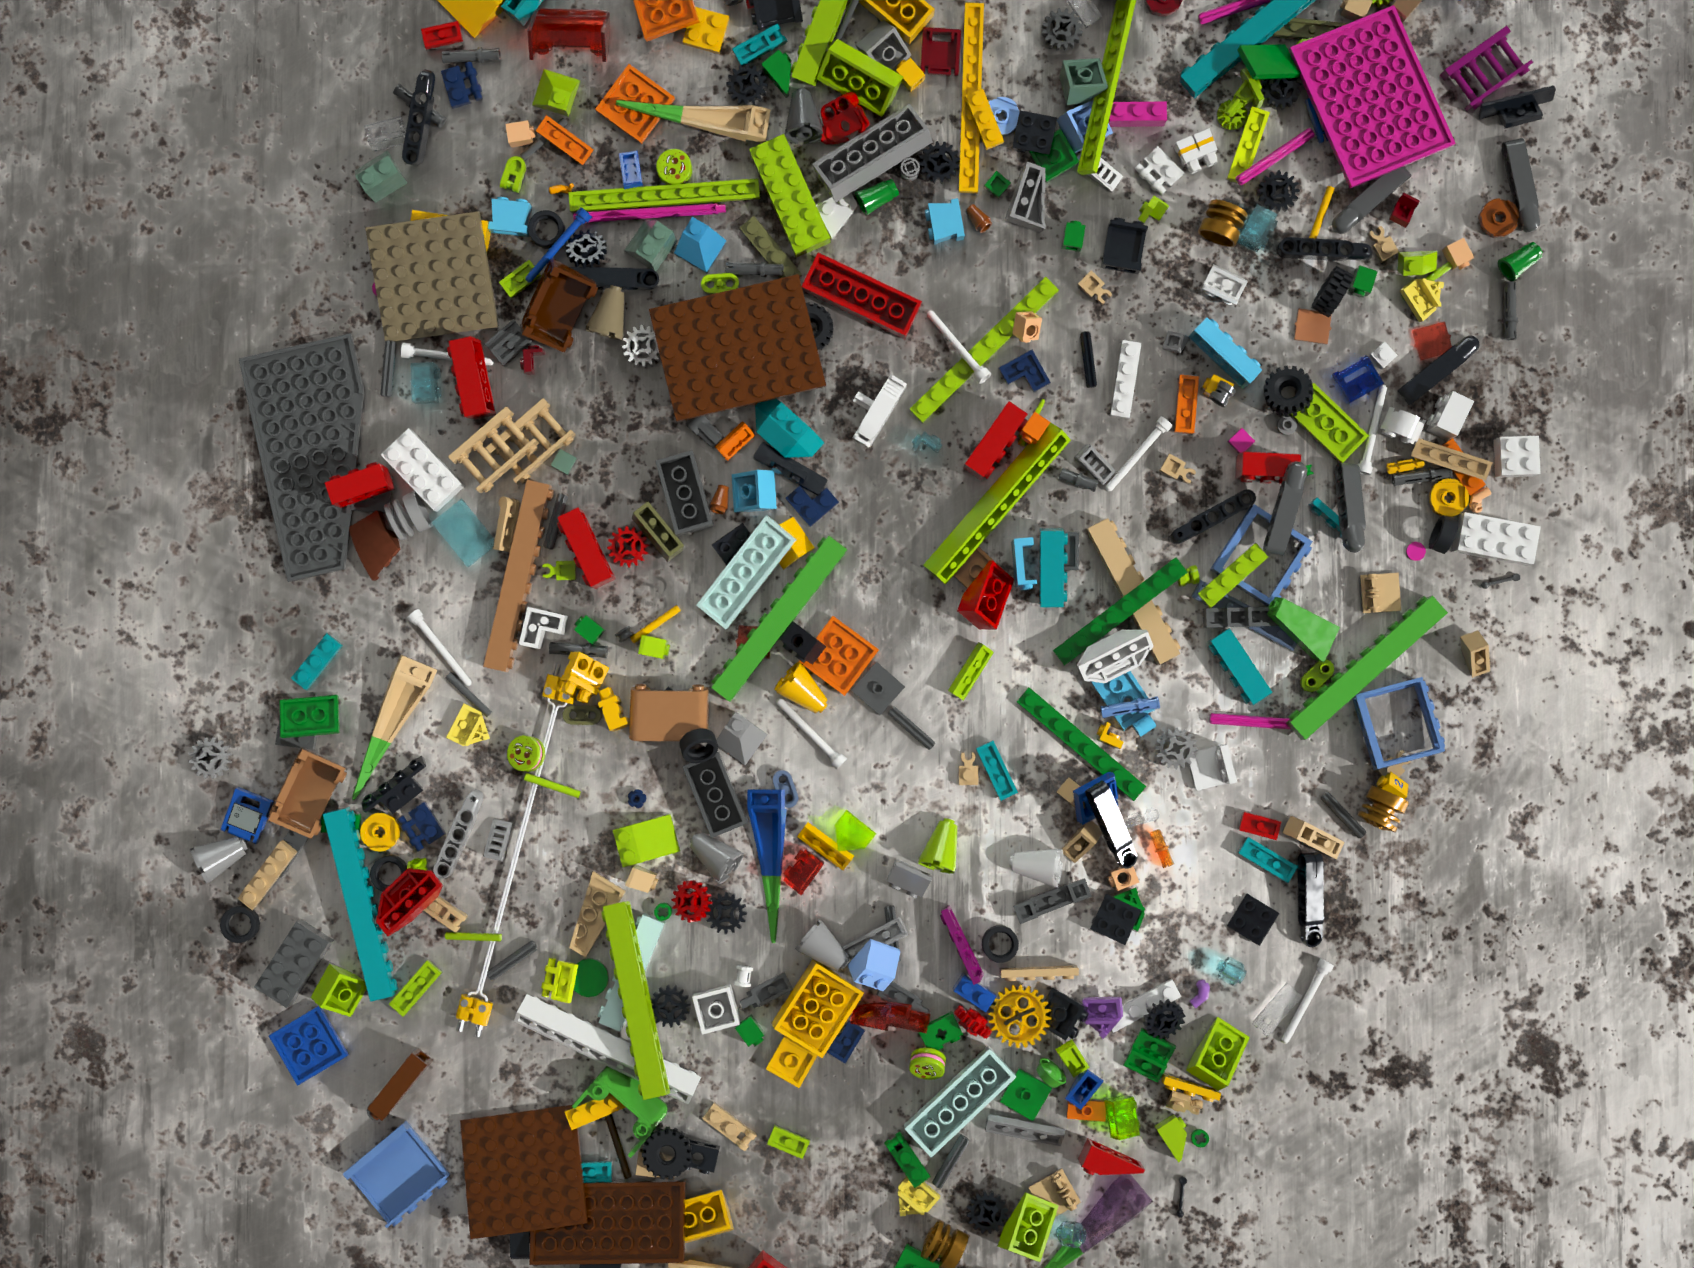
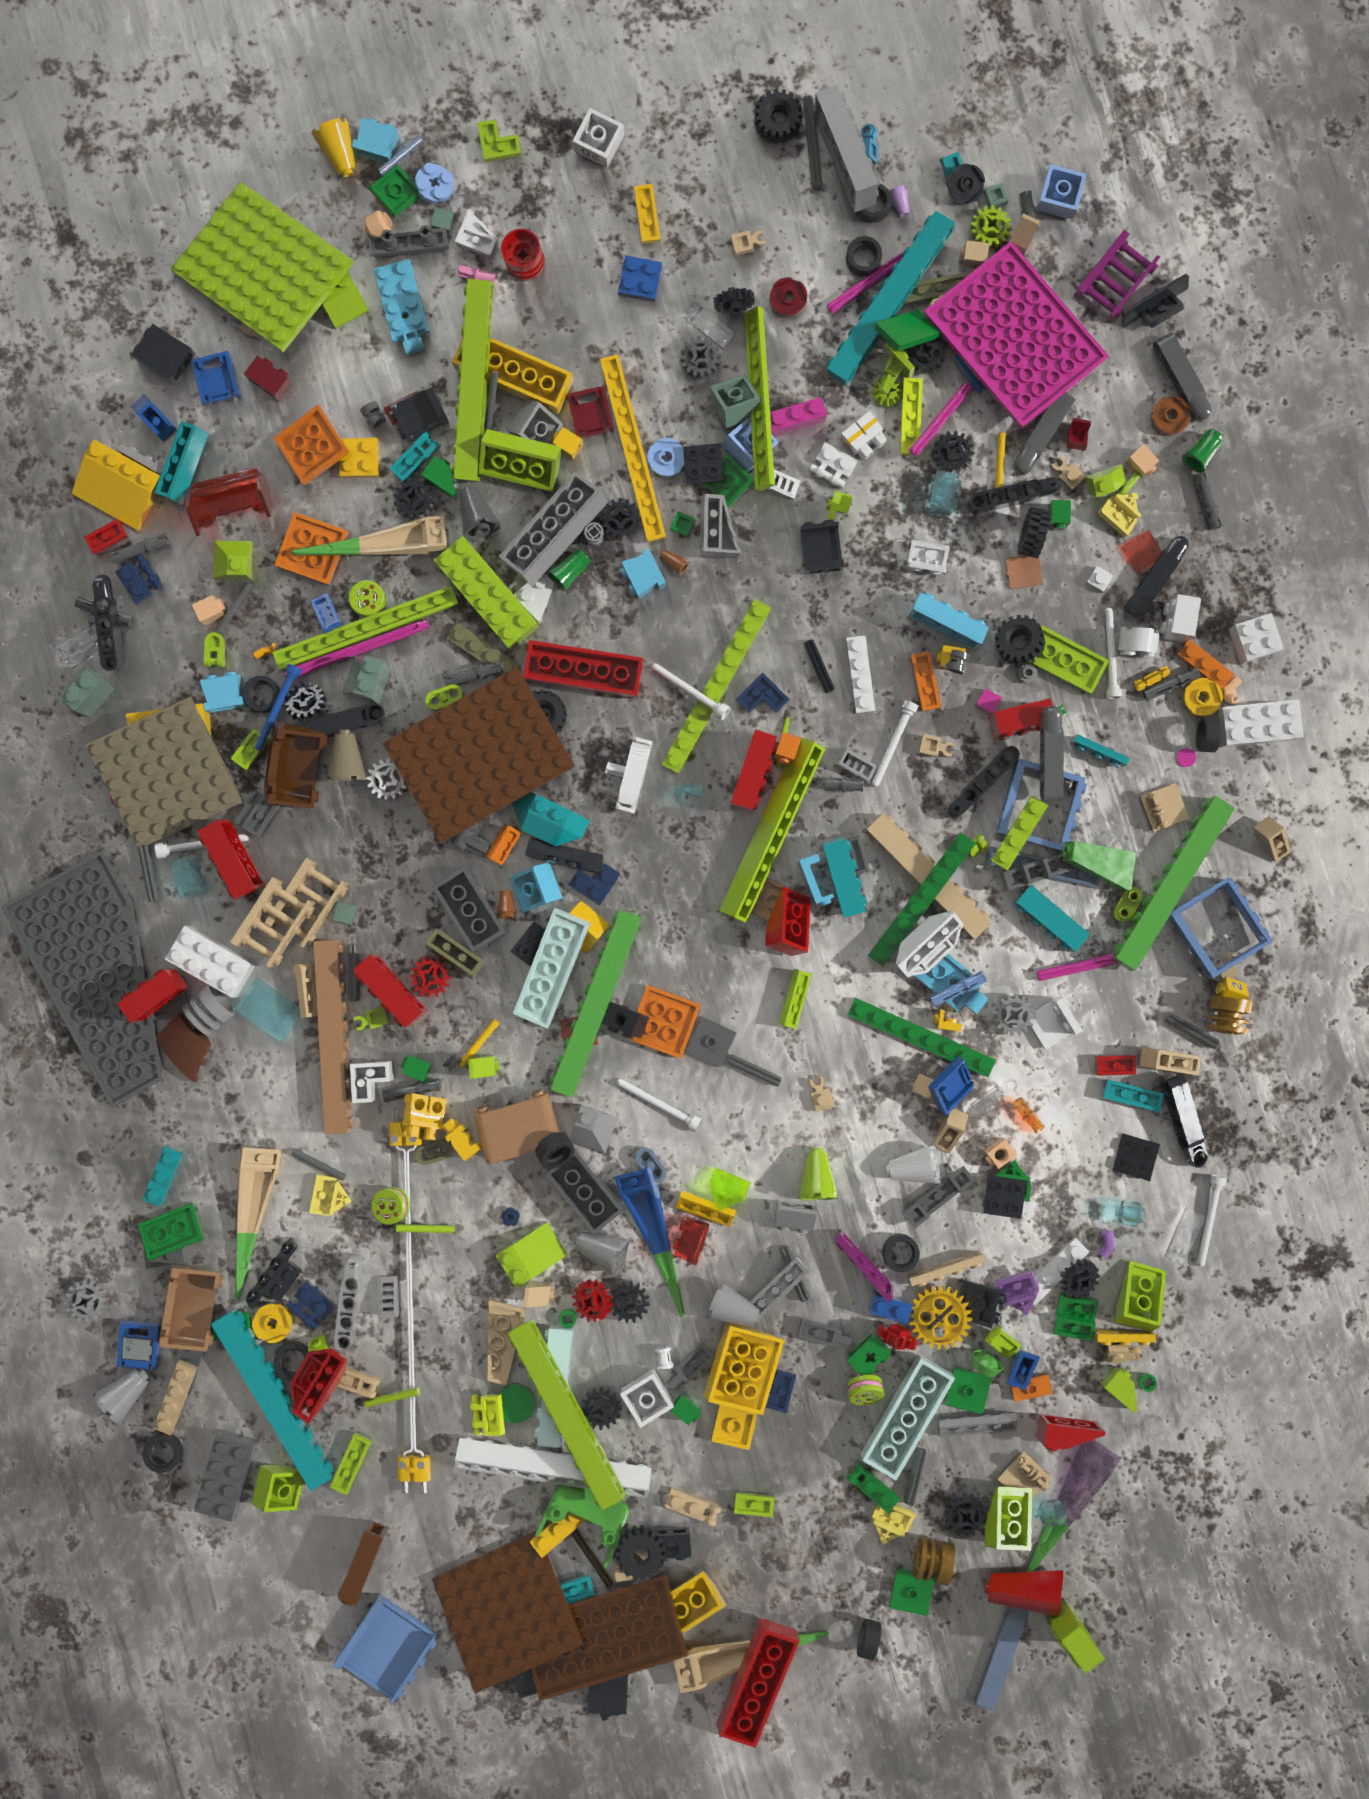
camera: 20 degrees left, 0 degrees up
(308, 1045) = (263, 1550): blue plate -> none
(417, 619) = (247, 1106): white piece -> none
(511, 960) = (436, 1409): dark grey axle -> none
(527, 361) = (281, 828): dark red bracket -> none
(564, 140) = (253, 603): orange plate -> none
(699, 245) = (413, 666): dark azure slope -> none
(801, 689) = (637, 1064): yellow cone -> none
(852, 113) = (509, 519): red piece -> none
(875, 965) = (787, 1310): light blue slope -> none
(887, 1014) = (815, 1353): clear red slope -> none
(984, 119) = (651, 465): yellow plate -> none
(996, 770) = (848, 1087): teal plate -> none
(1027, 326) = (751, 652): light nougat brick -> none
(1073, 236) = (770, 552): green brick -> none
(1092, 284) = (802, 593): tan plate -> none
(1111, 824) = (974, 1107): piece -> none
(1122, 1117) = (1067, 1385): clear neon green brick -> none
(1175, 341) = (897, 624): light grey slope -> none
(1182, 1180) = (1142, 1427): black hinge -> none
(1223, 223) = (909, 497): pearl gold wheel -> none
(1350, 506) = (1112, 733): dark grey piece -> none
(1360, 385) = (1087, 613): clear blue plate -> none
(1451, 459) = (1195, 659): tan plate -> none
(1515, 577) = (1288, 754): dark grey hinge -> none

